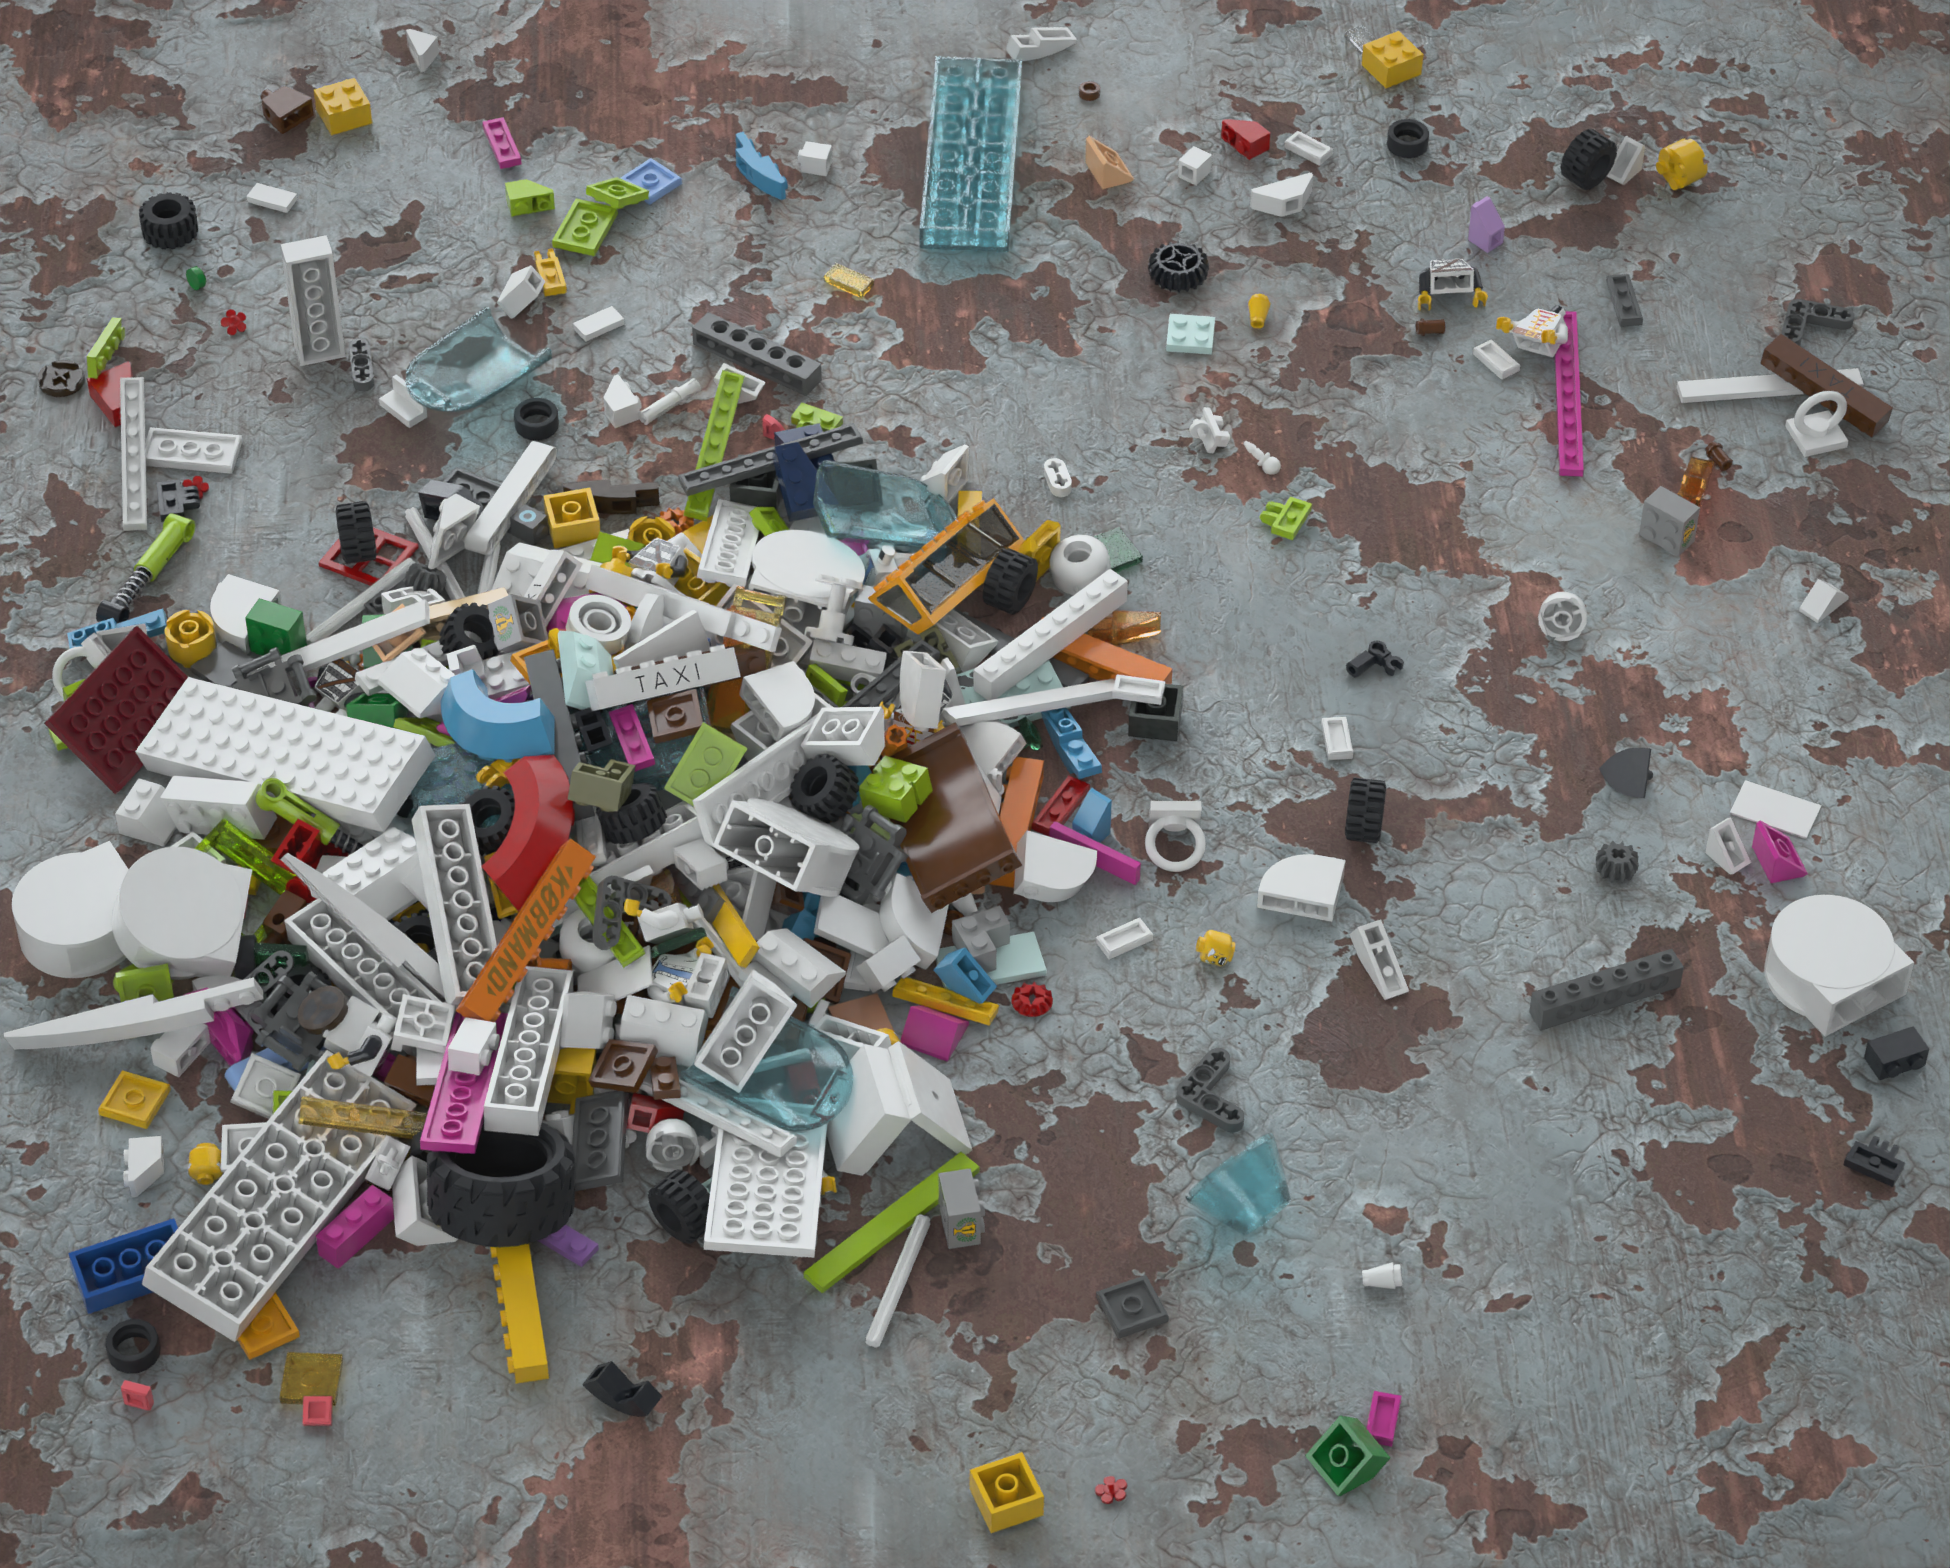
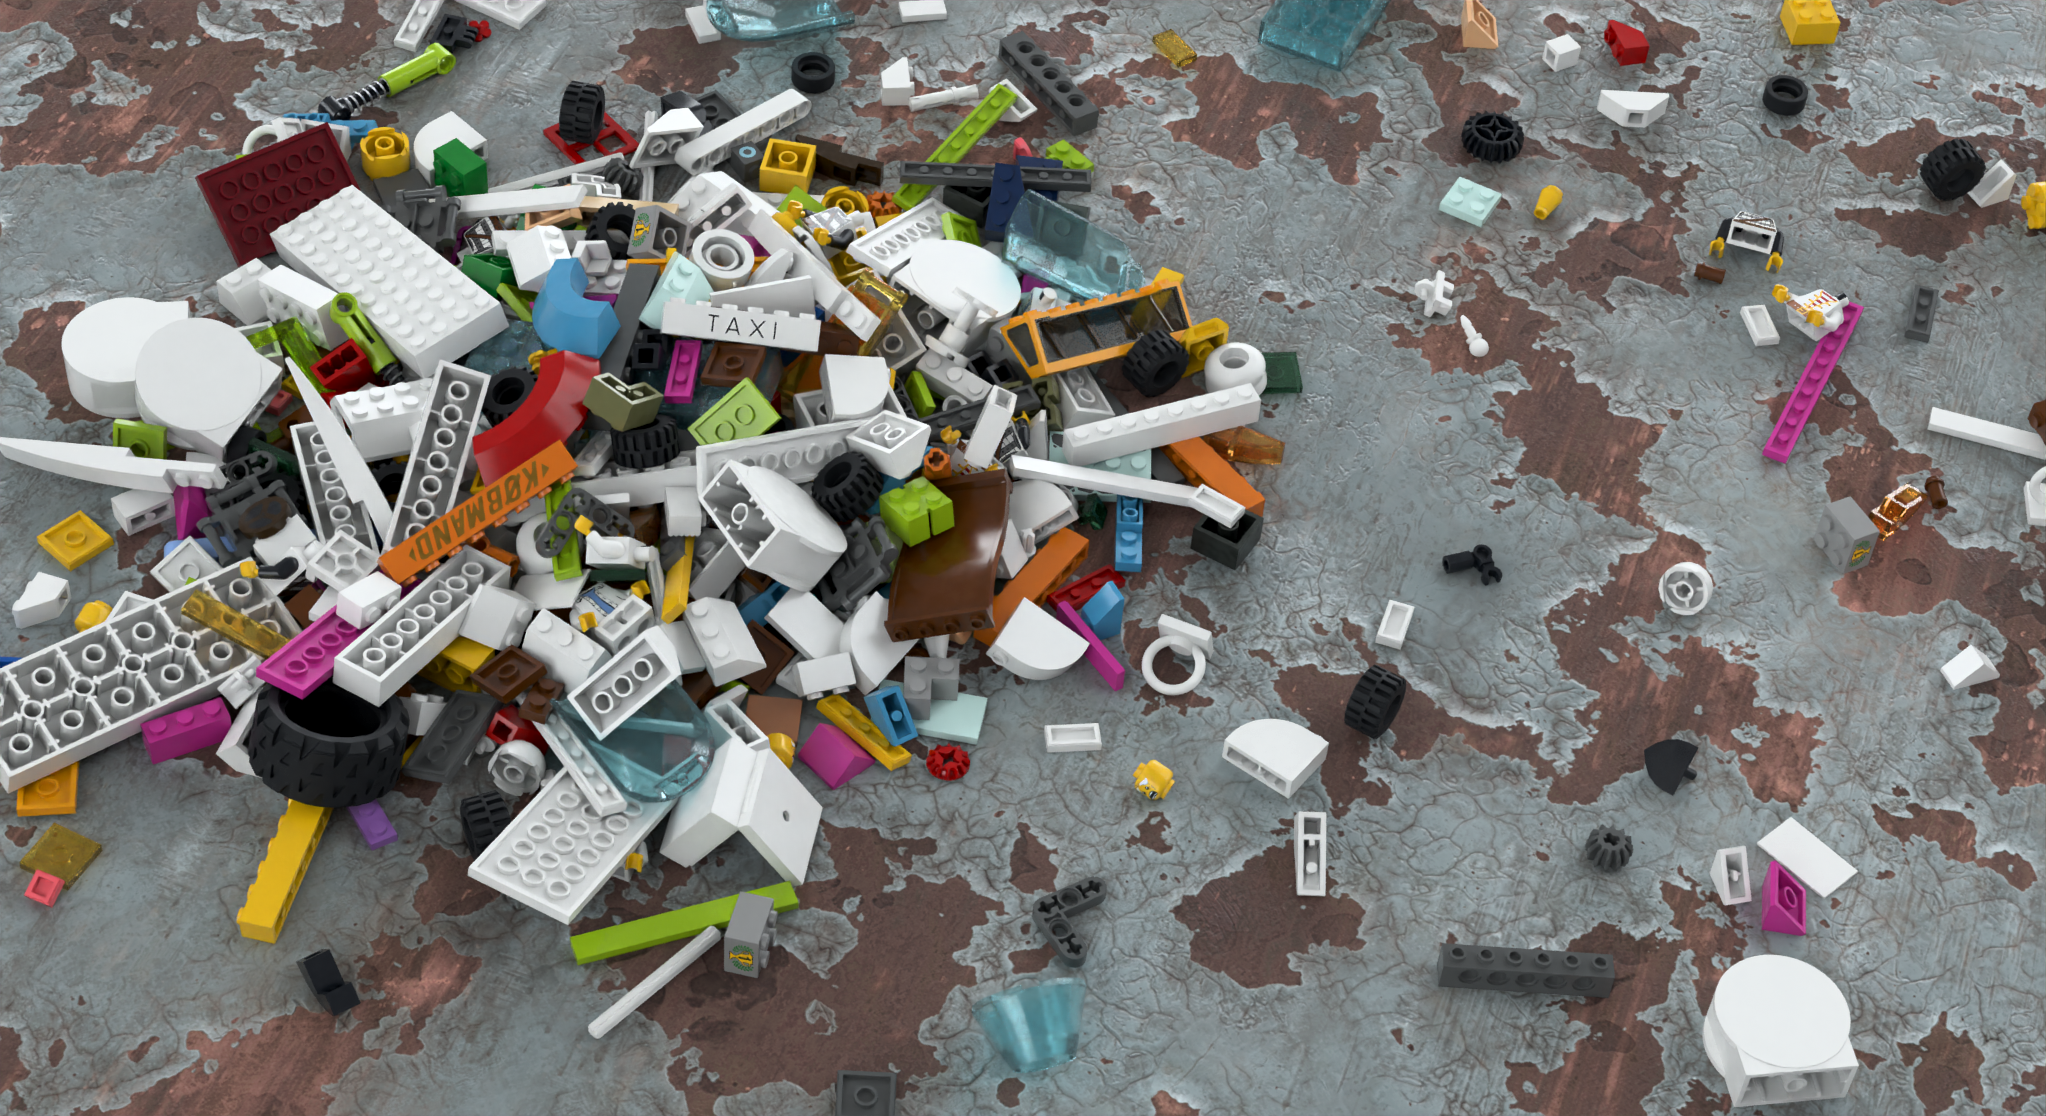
camera: 20 degrees right, 0 degrees up
(948, 473) = (1158, 249): white slope -> none
(1053, 478) = (1262, 287): white beam -> none
(1287, 518) = (1465, 401): lime hinge -> none
(1308, 148) = (1683, 73): white tile -> none
(1485, 226) = (1815, 197): lavender slope -> none

